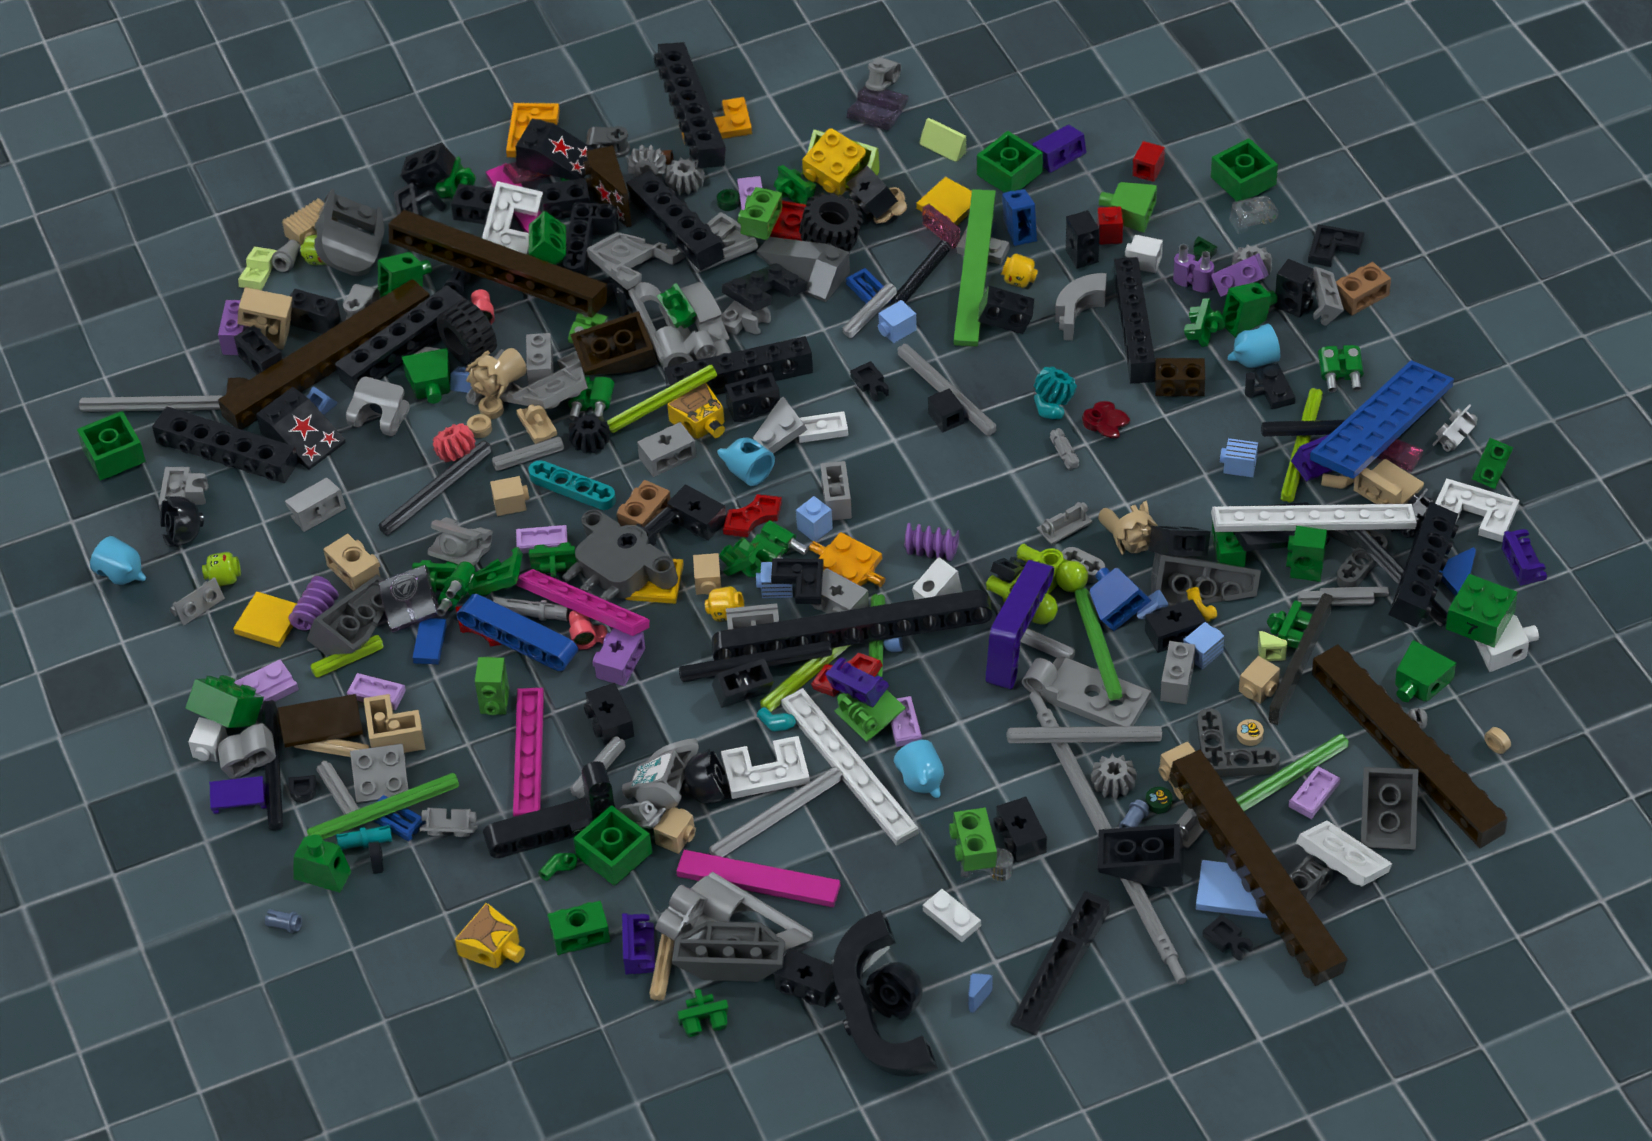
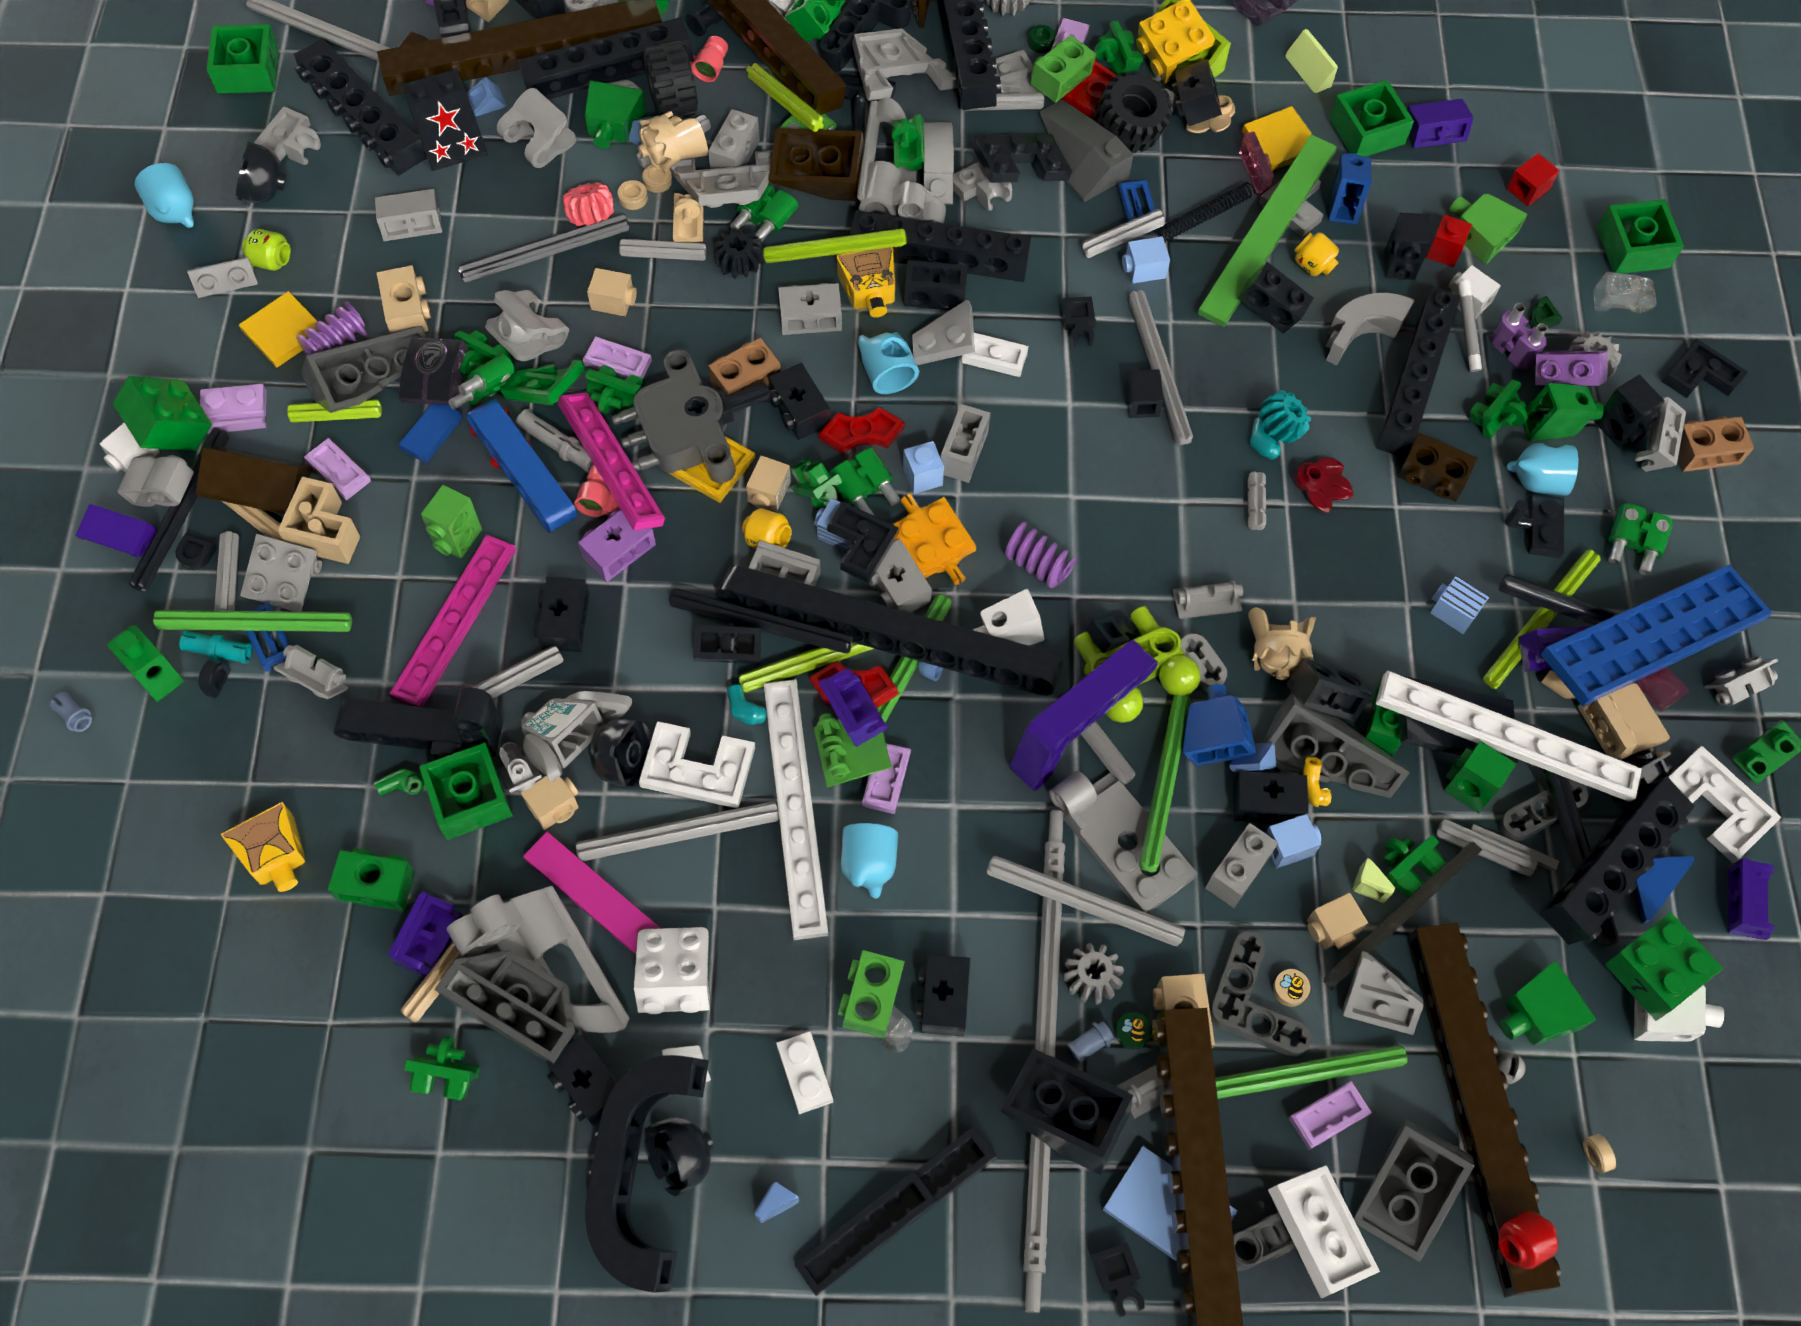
camera: 20 degrees right, 15 degrees up
(561, 311) = (785, 97): none -> lime axle
(569, 488) = (691, 305): teal beam -> none
(827, 891) = (672, 970): none -> white bracket
(1154, 276) = (1469, 326): none -> light grey bar
(1311, 710) = (1381, 998): none -> light grey wing
(1472, 796) = (1528, 1240): none -> red head

